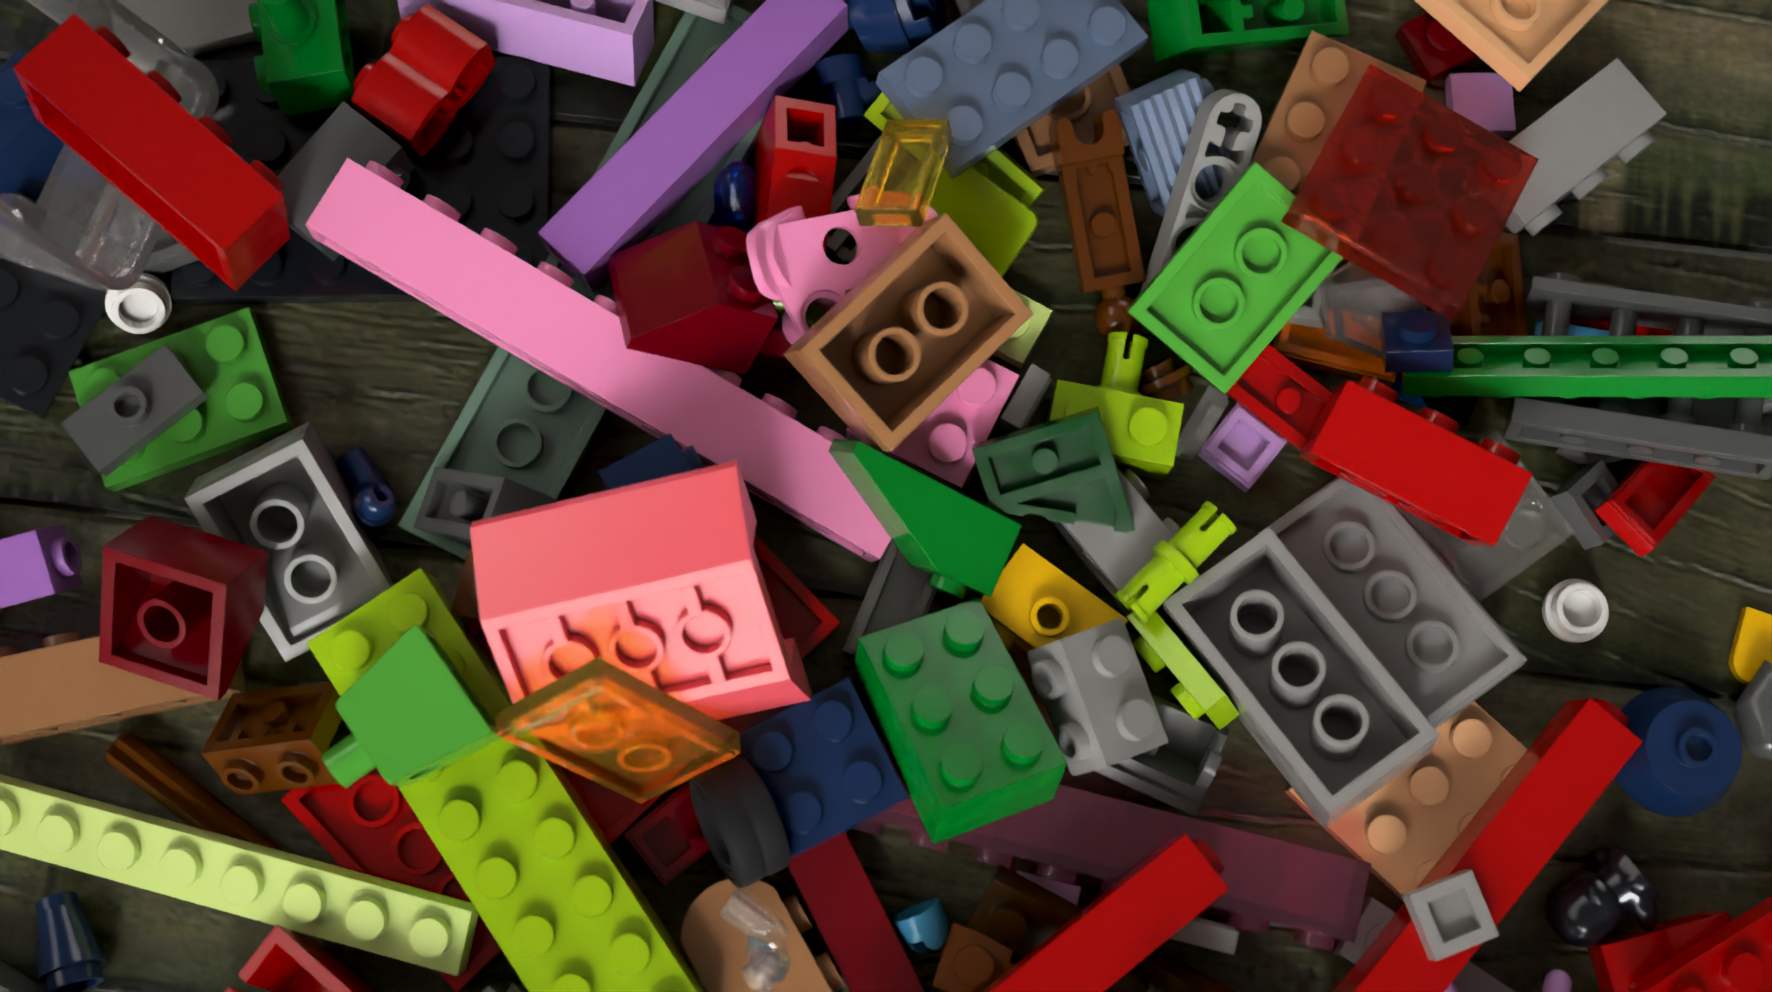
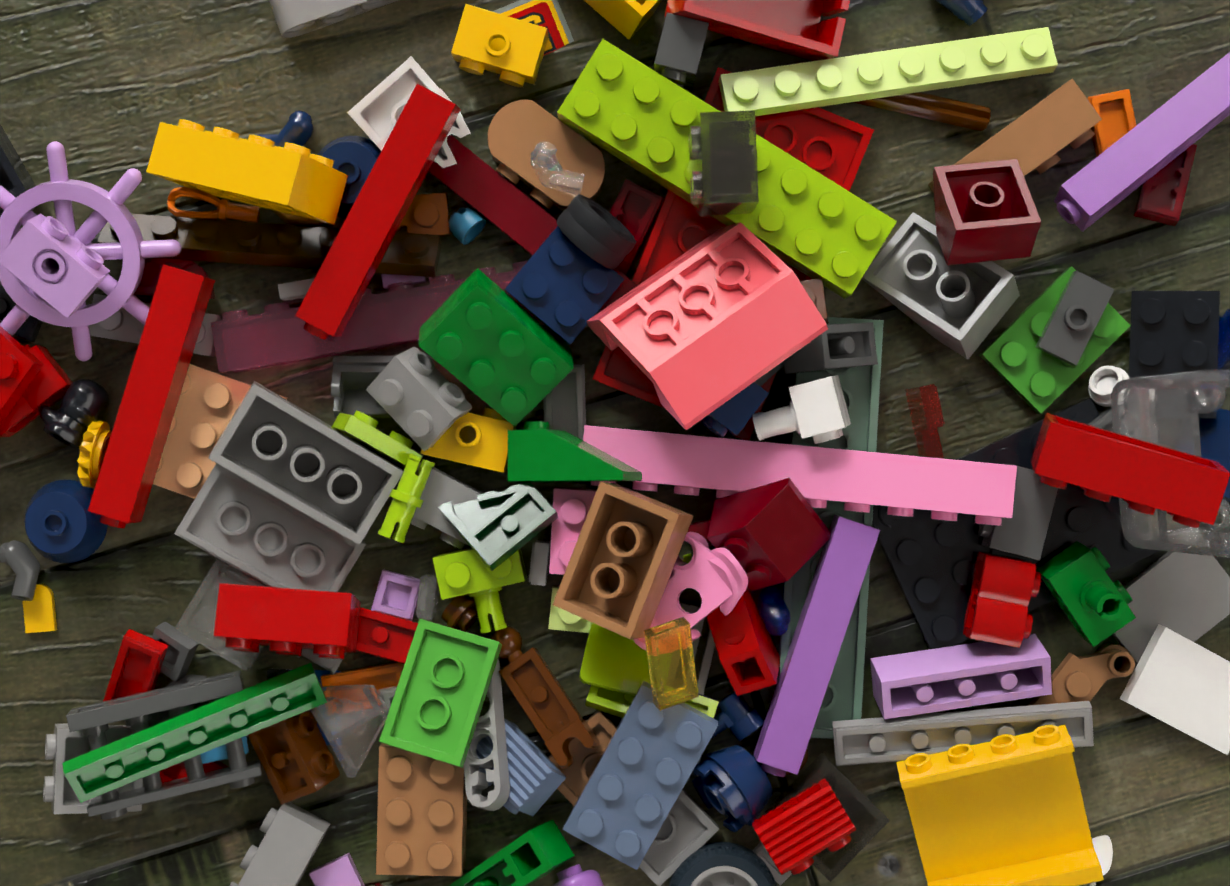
camera: 155 degrees right, 10 degrees up
(275, 738) = (891, 163): reddish brown bracket -> none
(372, 496) = (907, 331): dark blue arm -> none
(404, 361) = (926, 419): none -> clear red tile
(409, 715) = (811, 202): bright green torso -> none
(503, 824) = (725, 163): none -> clear smoke brick
(551, 429) = (814, 411): none -> white brick
(618, 731) = (687, 247): clear yellow tile -> none
(1410, 191) = (357, 791): clear red plate -> none
(1416, 341) = (316, 698): dark blue plate -> none
(1450, 915) = (161, 358): light grey tile -> none
(1575, 610) = (156, 582): white plate -> none
(1599, 828) = (93, 452): none -> yellow gear

